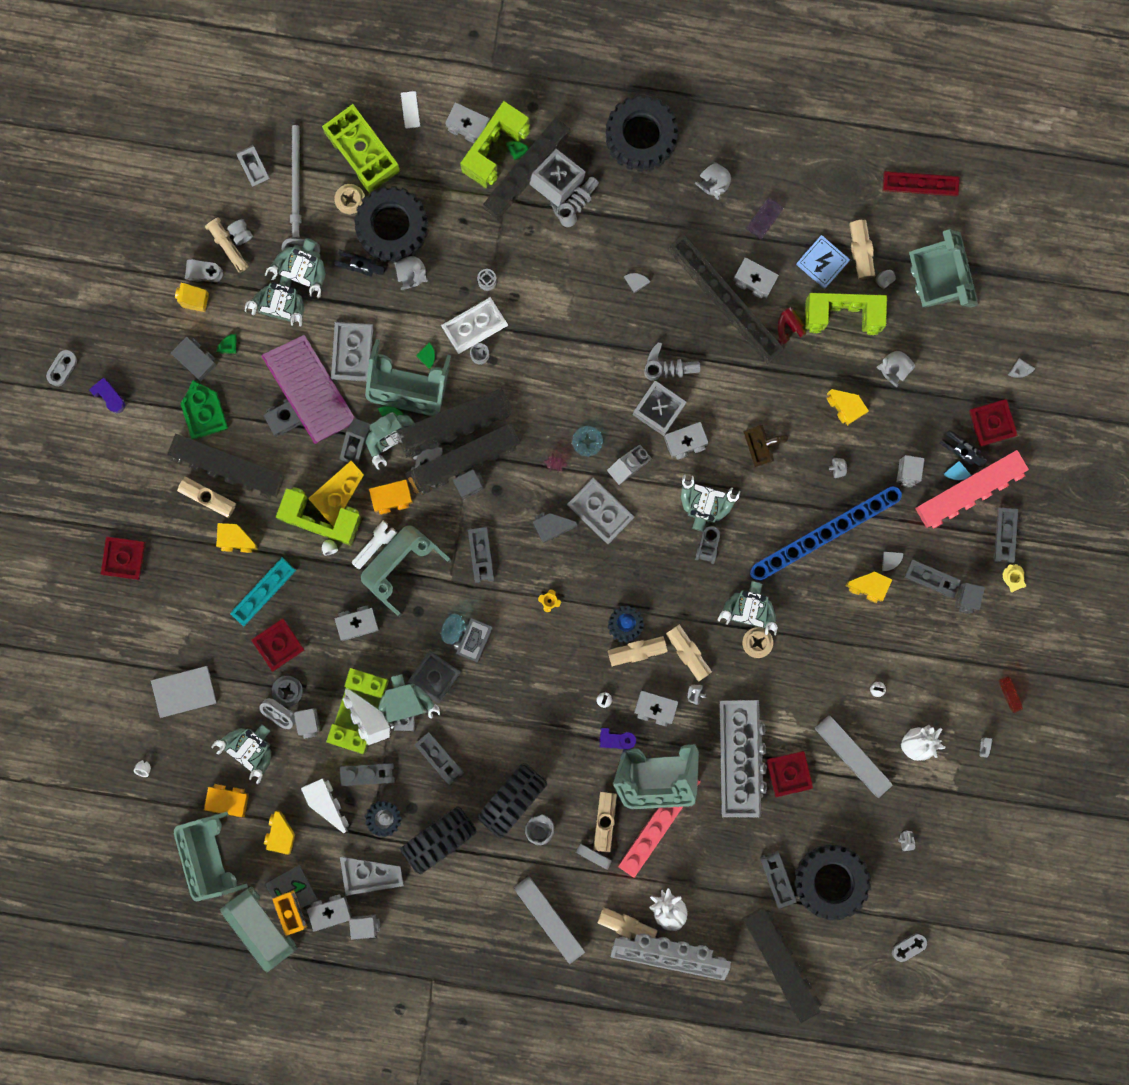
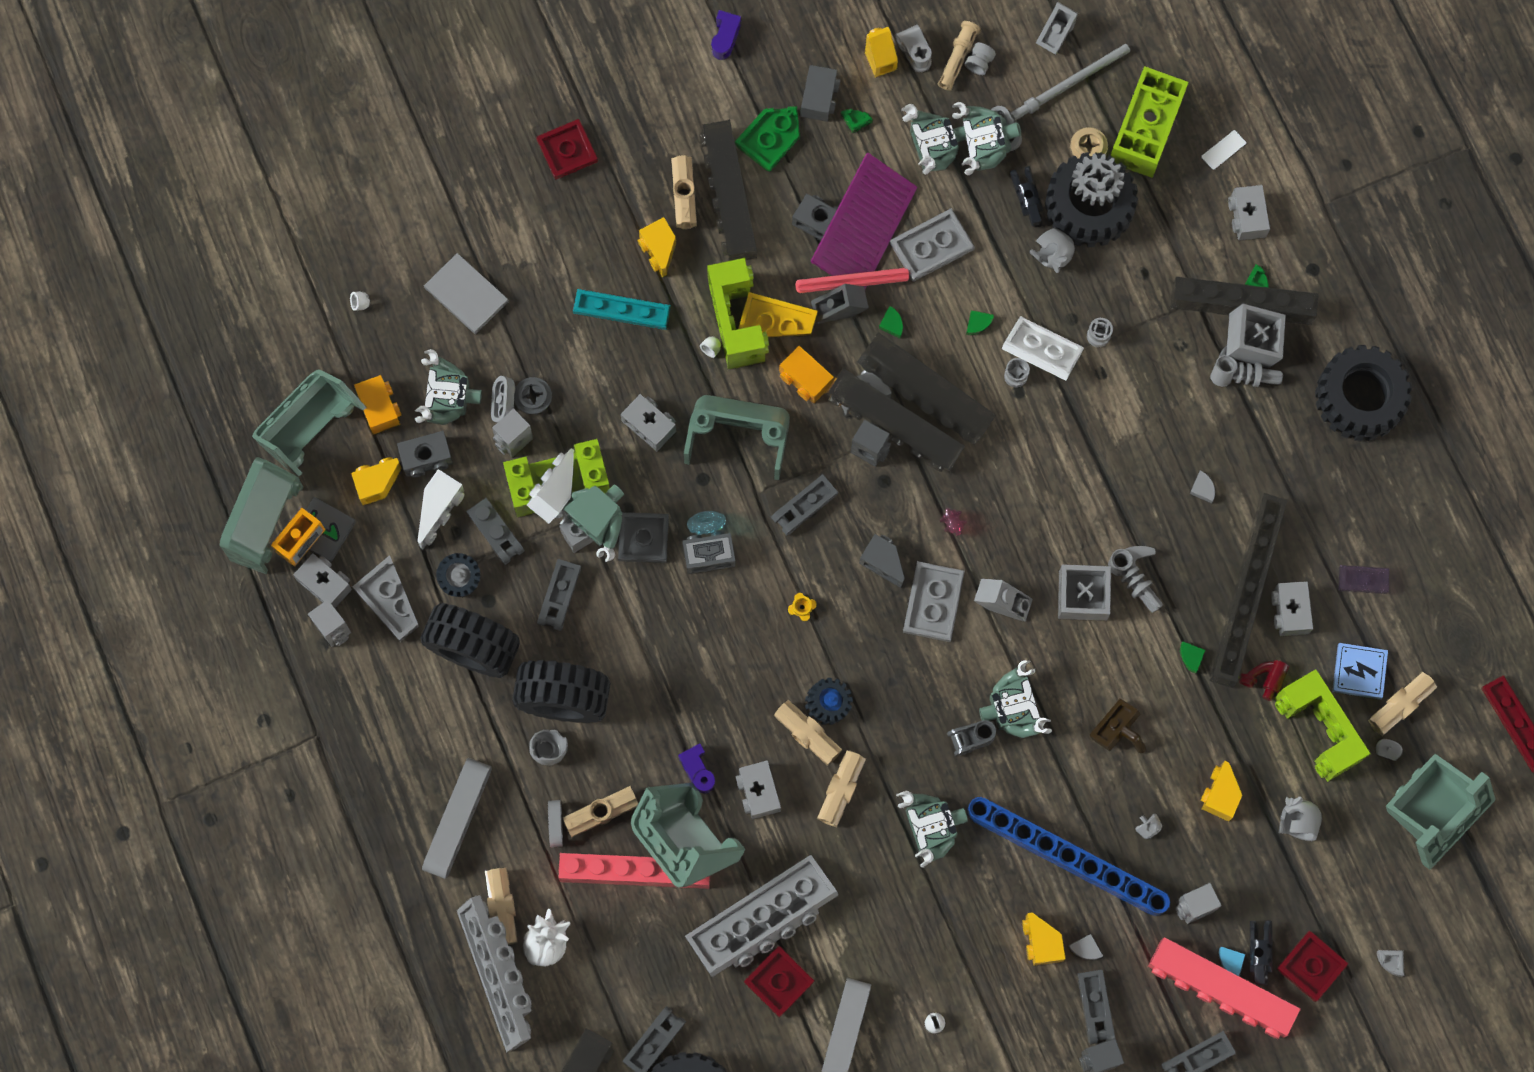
camera: 60 degrees right, 10 degrees down
(274, 798) = (412, 449): none -> dark grey brick
(278, 645) = (575, 356): dark red plate -> none
(344, 423) = (859, 279): none -> coral axle
(377, 208) = (1089, 185): none -> light grey gear
(380, 537) = (755, 390): white piece -> none
(384, 435) = (864, 324): sand green torso -> none
(403, 388) = (927, 318): sand green windscreen -> none
(508, 121) = (1277, 242): lime plate -> none
(593, 434) = (999, 530): clear light blue gear -> none
(600, 698) = (734, 735): white hinge -> none
(694, 432) = (1060, 633): light grey brick -> none
(694, 694) = (801, 824): light grey piece -> none
(716, 180) = (1369, 502): light grey helmet -> none
(744, 365) = (1191, 656): none -> green tile
(756, 652) = (894, 847): tan gear -> none

